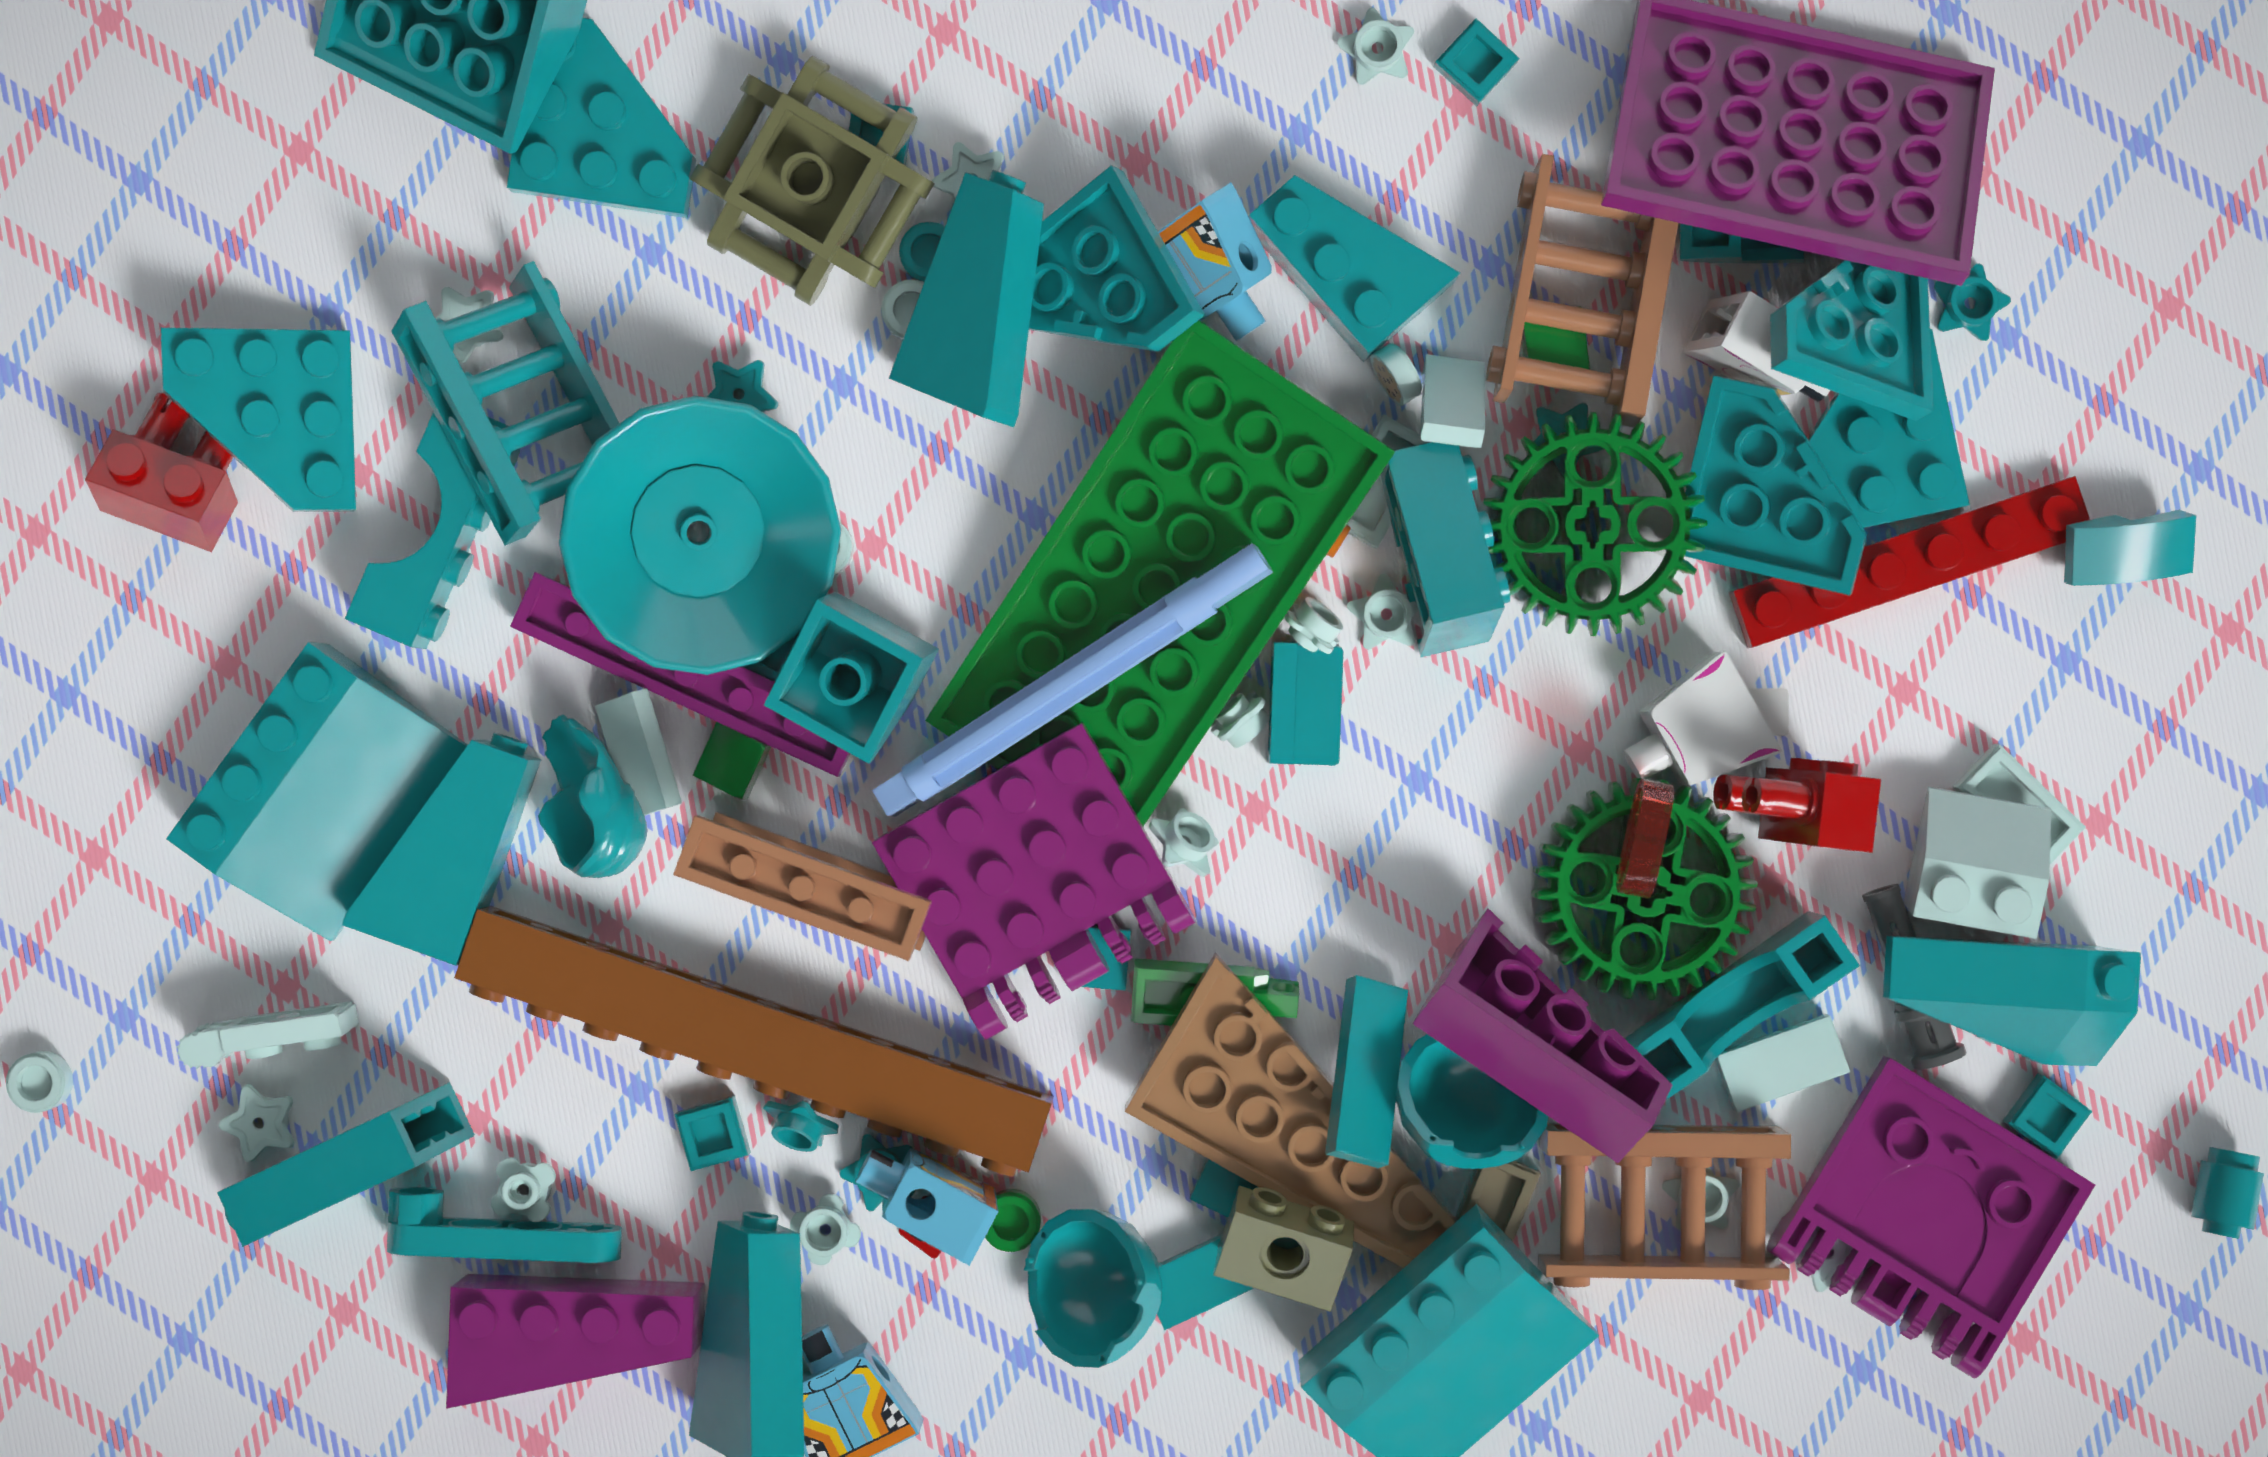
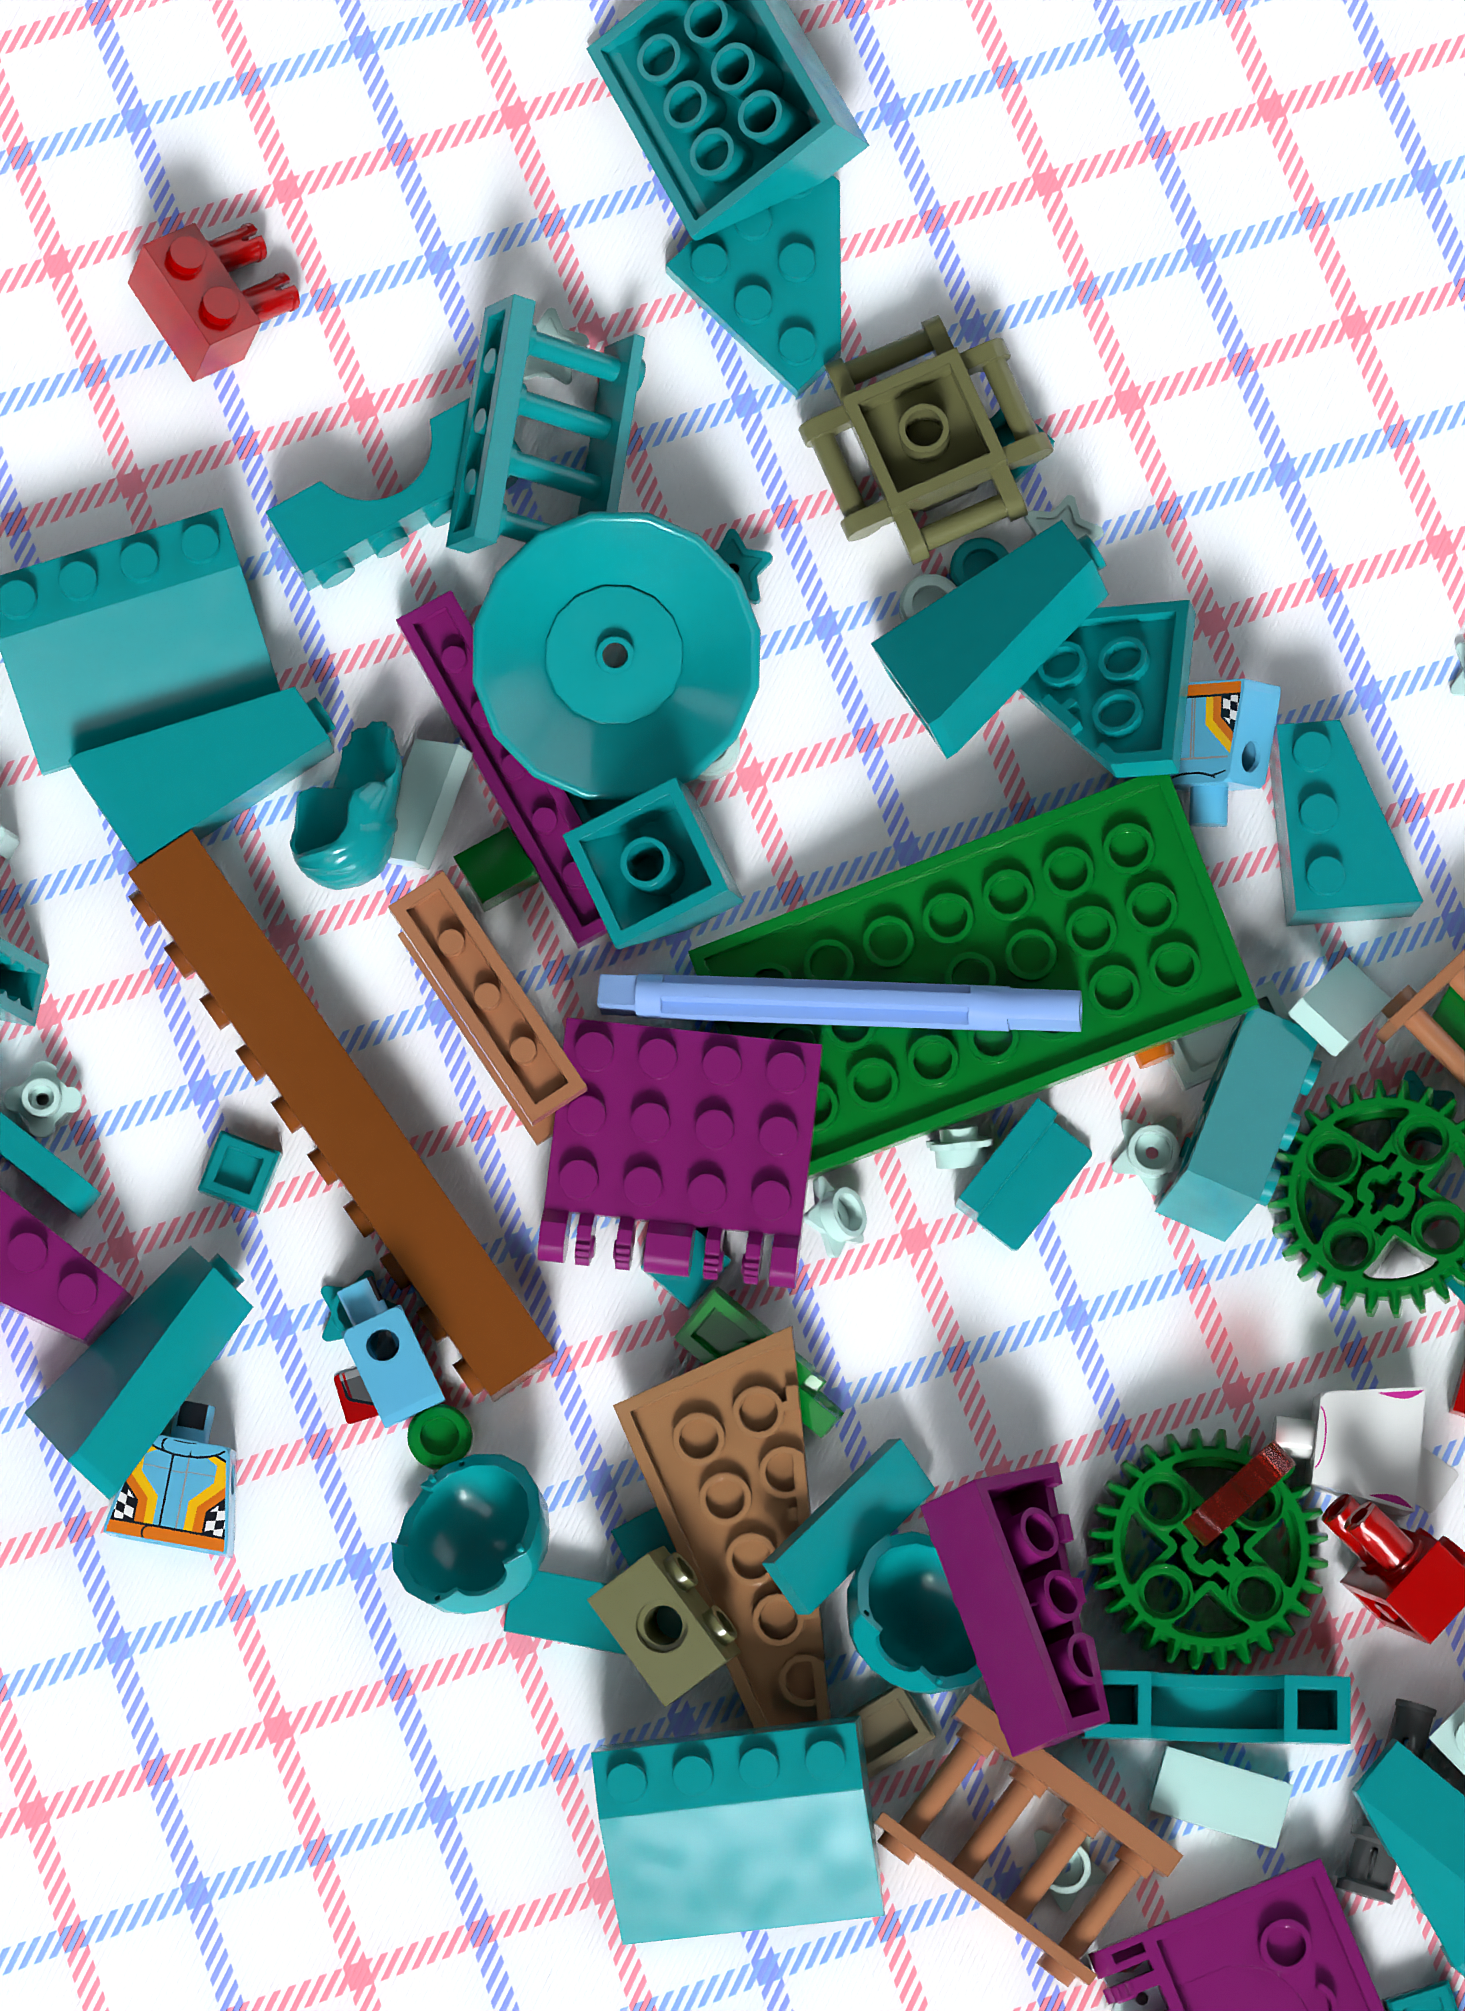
camera: 35 degrees right, 10 degrees down
(273, 404) = (337, 300): teal plate -> none
(799, 1126) = (321, 1216): teal plate -> none
(821, 1246) = (285, 1340): light aqua plate -> none
(1314, 625) = (1081, 1113): light aqua plate -> none
(1396, 374) = (1307, 952): light aqua tile -> none

